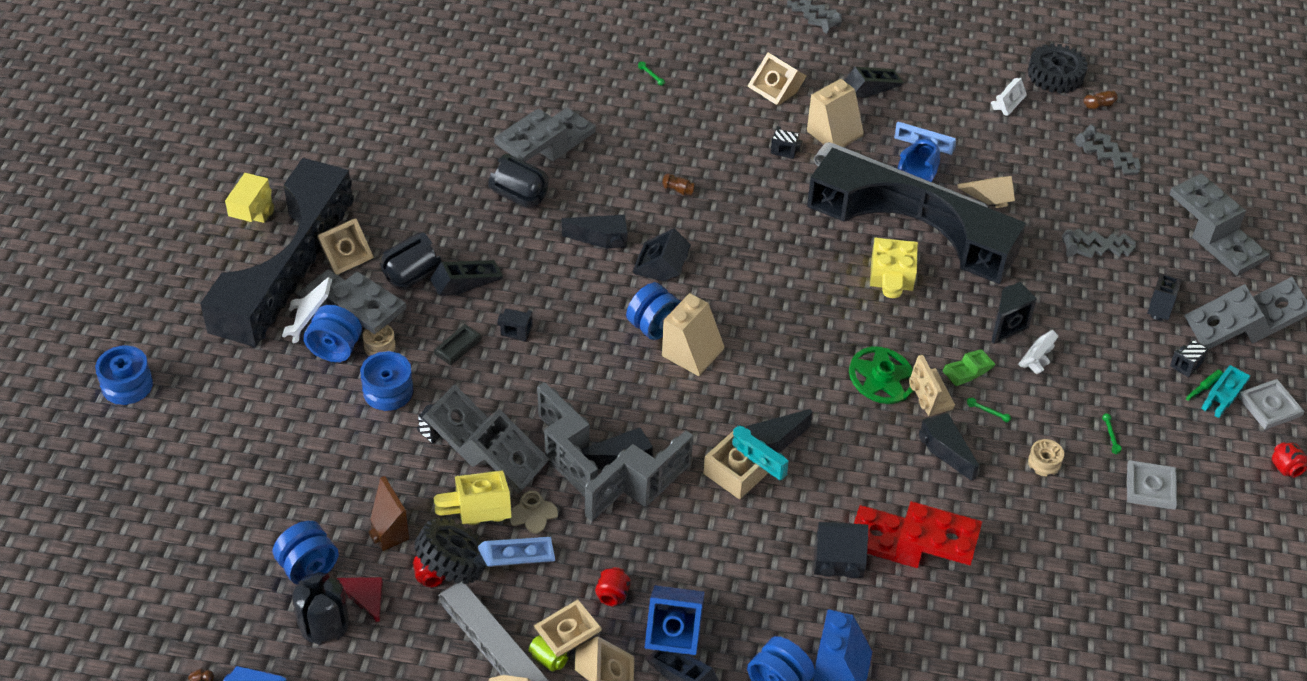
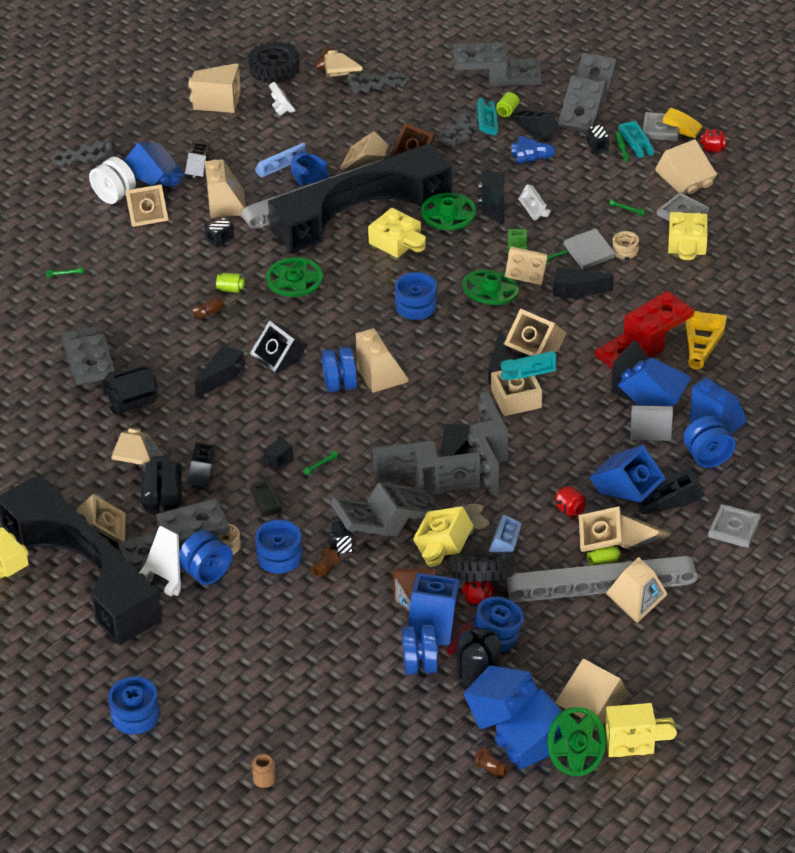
camera: 55 degrees left, 5 degrees down
(86, 507) = (263, 771): none -> medium nougat brick
(266, 645) = (499, 694): none -> blue slope
(365, 534) = (434, 604): none -> blue slope
(382, 602) = (502, 618): none -> blue wheel
(397, 428) = (329, 558): none -> reddish brown arm
(445, 223) = (135, 447): none -> tan slope
(552, 367) = (333, 455): none -> green hinge
(722, 182) = (230, 282): none -> lime brick
(765, 221) = (294, 277): none -> green wheel
(772, 603) = (651, 423): none -> light grey tile
(782, 40) = (112, 180): none -> white wheel
(812, 321) = (416, 295): none -> blue wheel
(822, 578) = (653, 383): none -> blue slope
(823, 54) = (153, 165): none -> blue slope
(824, 440) = (534, 334): none -> tan slope
(966, 291) = (448, 211): none -> green wheel
(974, 46) = (216, 88): none -> tan slope
(986, 581) = (703, 322): none -> yellow plate
(1012, 429) = (589, 249): none -> light grey tile
(1038, 214) = (411, 138): none -> reddish brown slope
(1093, 110) = (339, 64): none -> tan slope
(1108, 505) = (687, 234): none -> light yellow brick
(1118, 310) = (528, 150): none -> blue rock
(1134, 255) = (487, 117): none -> teal hinge
(1170, 261) = (507, 104): none -> lime brick
(1213, 455) = (686, 168): none -> tan slope
(1289, 418) = (686, 124): none -> yellow slope

